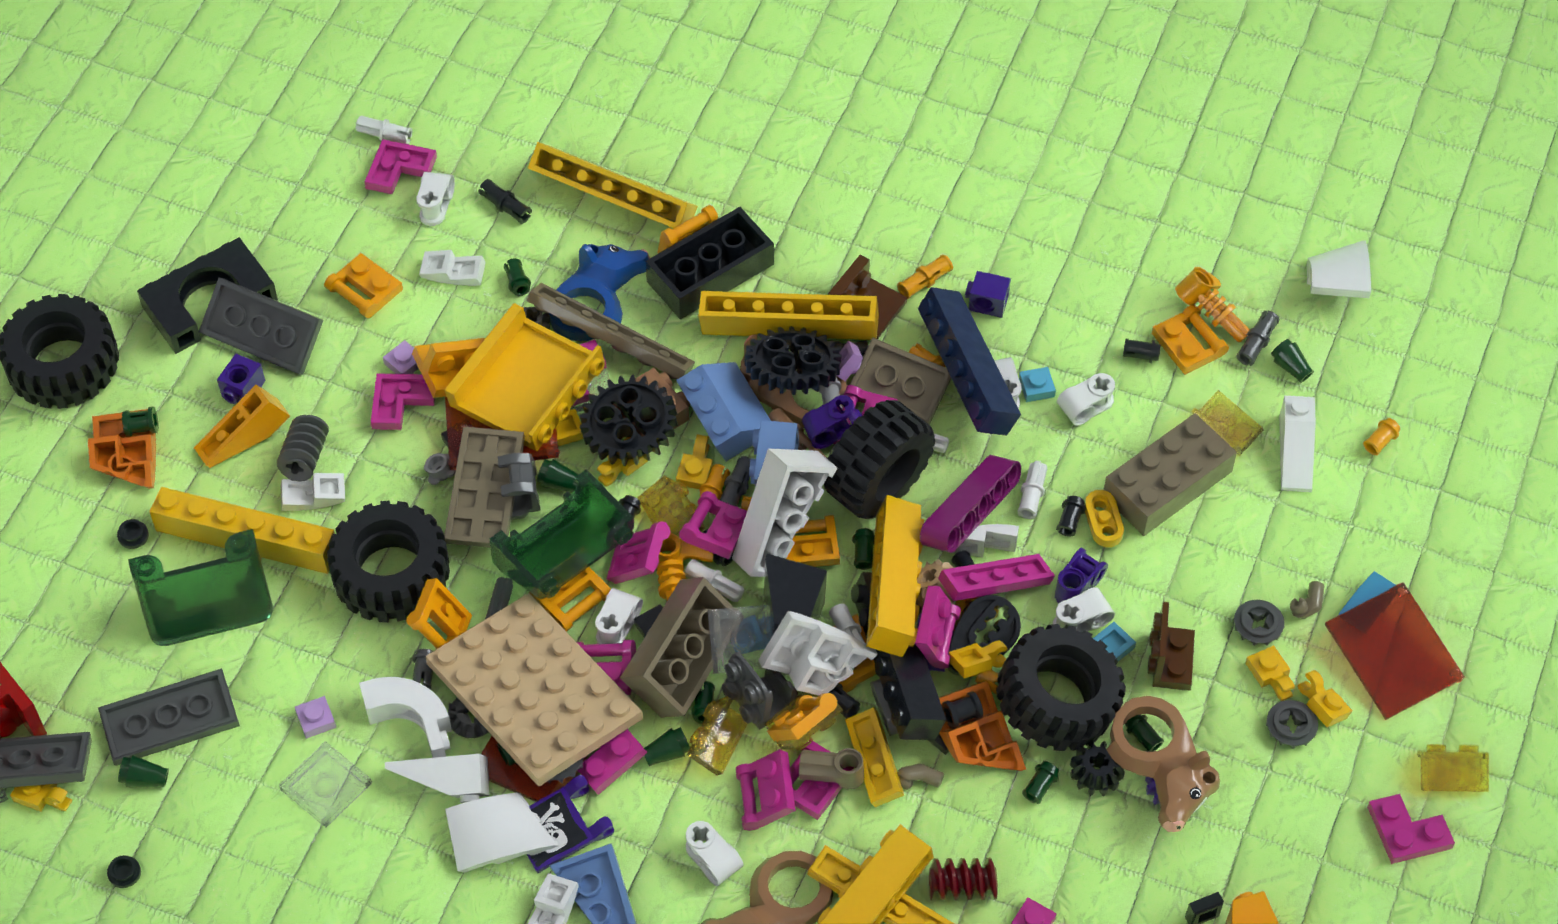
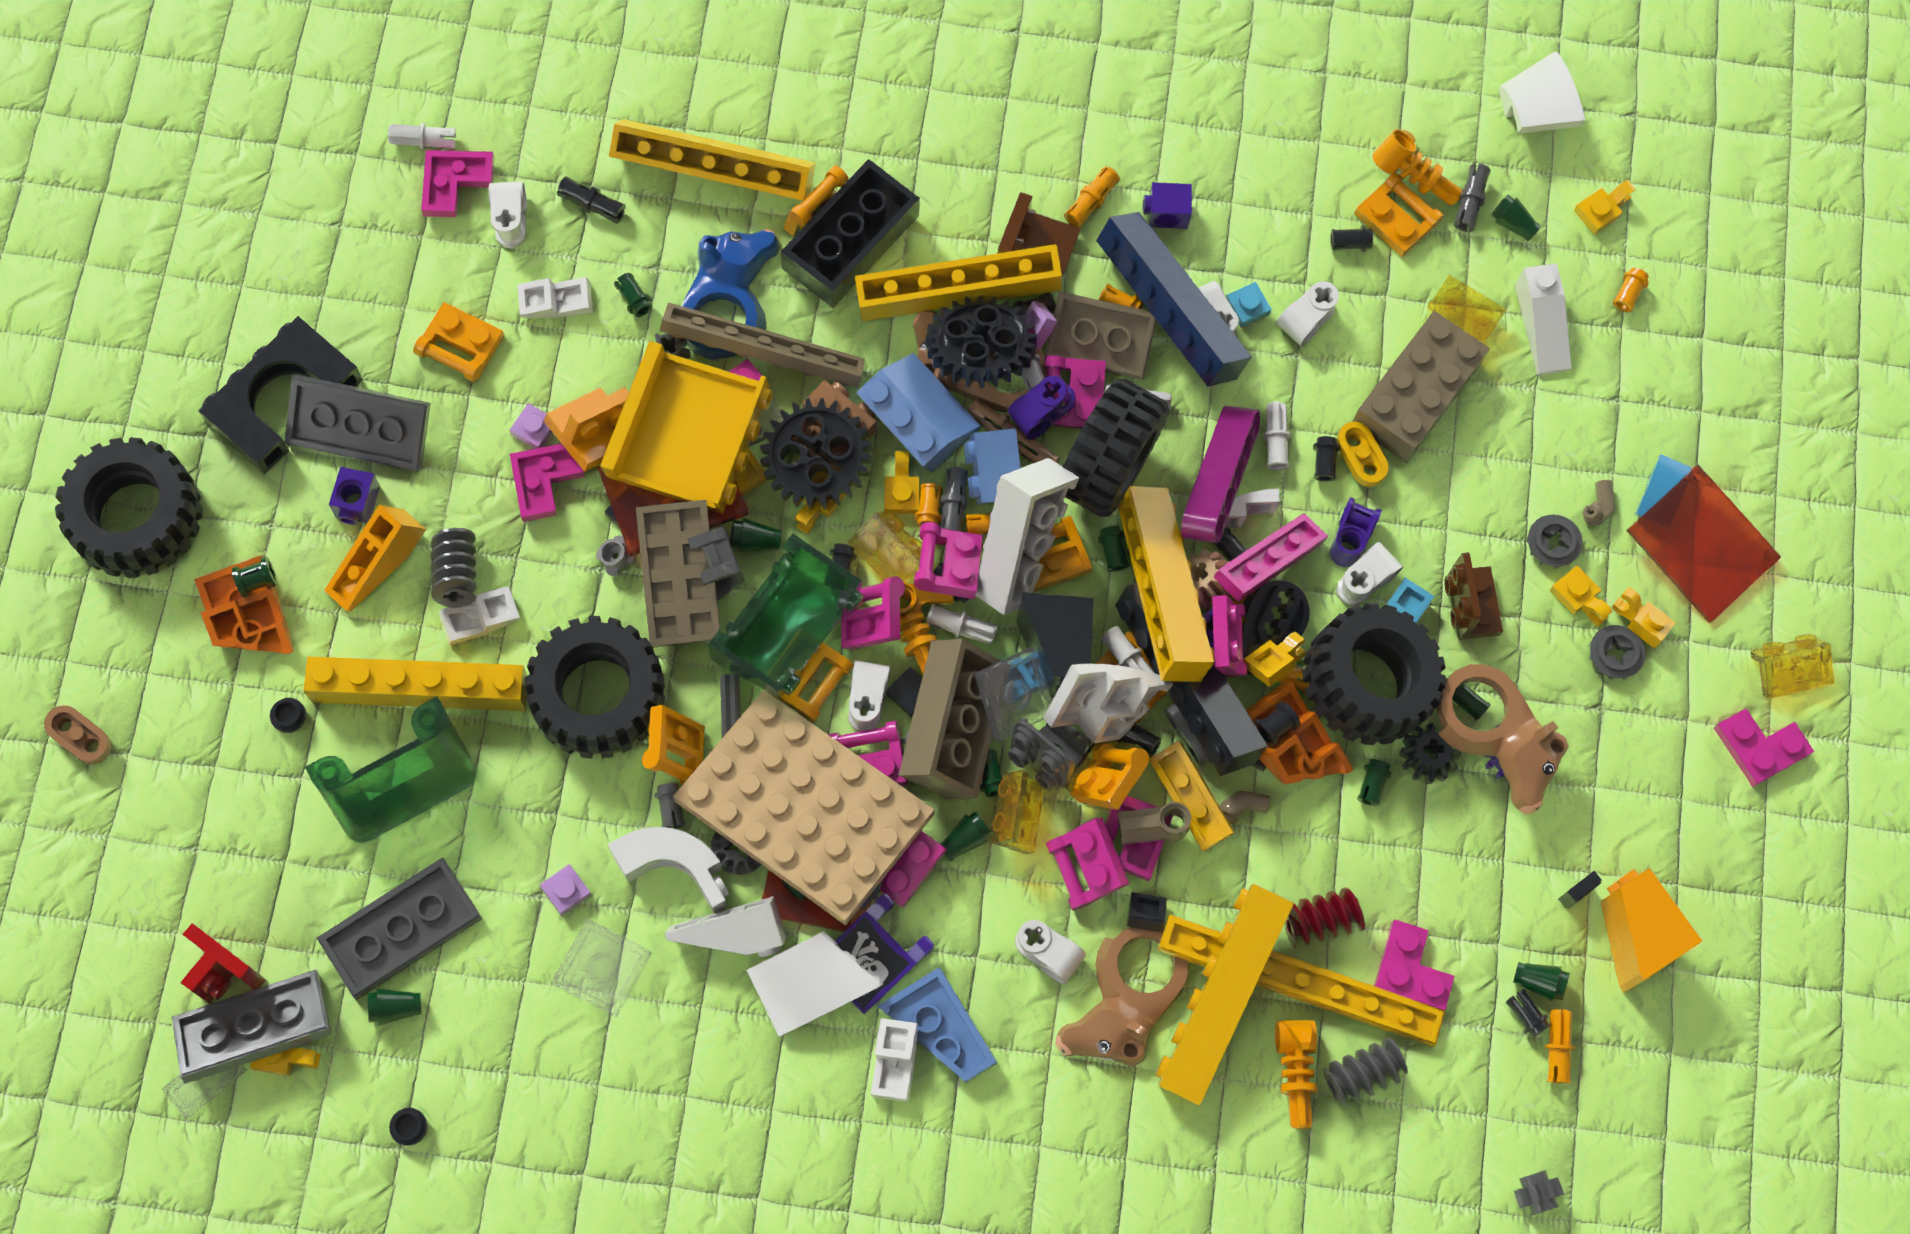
camera: 20 degrees left, 15 degrees up
(807, 841) = (1146, 912): none -> black tile
(1373, 370) = (1603, 209): none -> yellow plate

